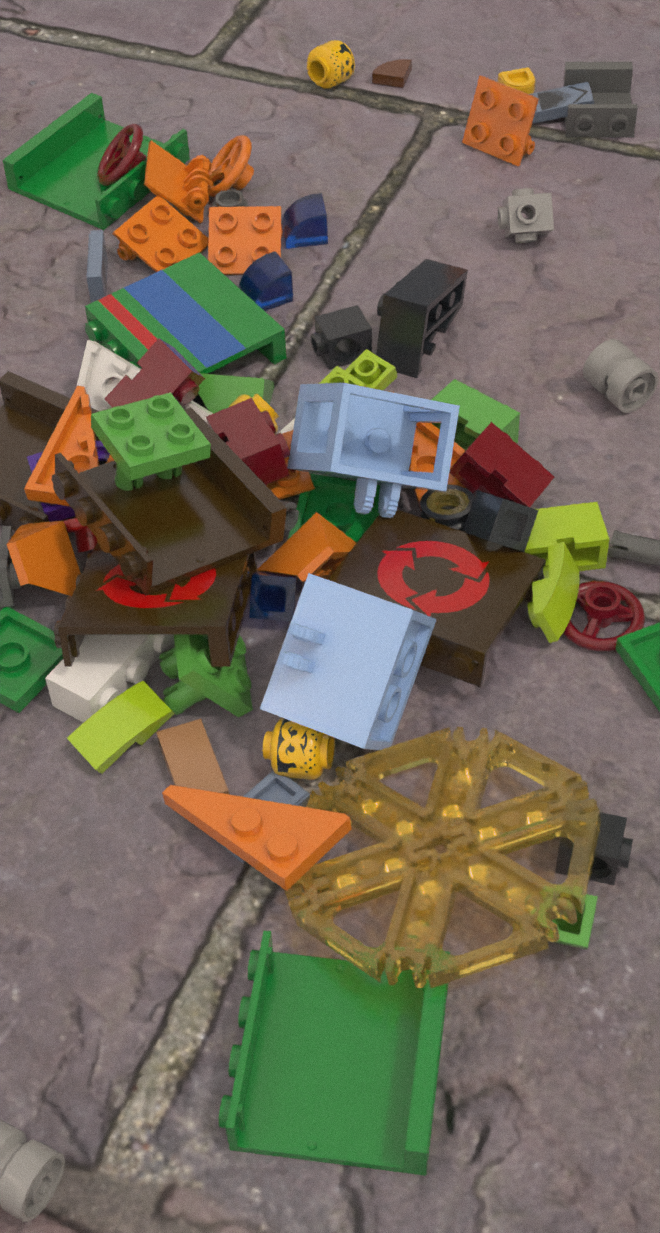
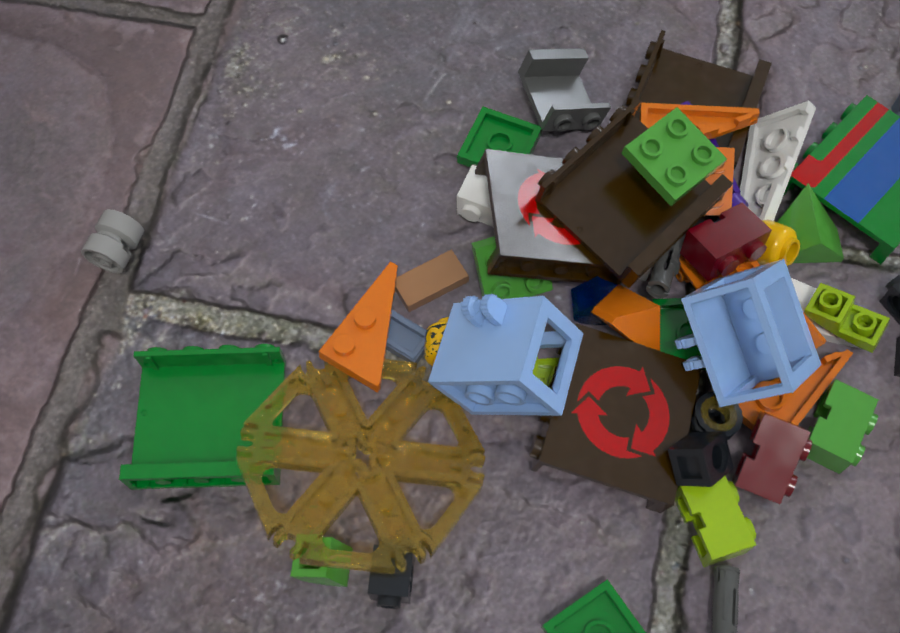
camera: 80 degrees right, 15 degrees up
(44, 556) = (576, 124): orange slope -> none
(118, 724) = (451, 224): lime slope -> none
(162, 372) = (772, 164): dark red brick -> none
(556, 594) = (631, 520): lime slope -> none
(603, 607) = (652, 555): dark red piece -> none

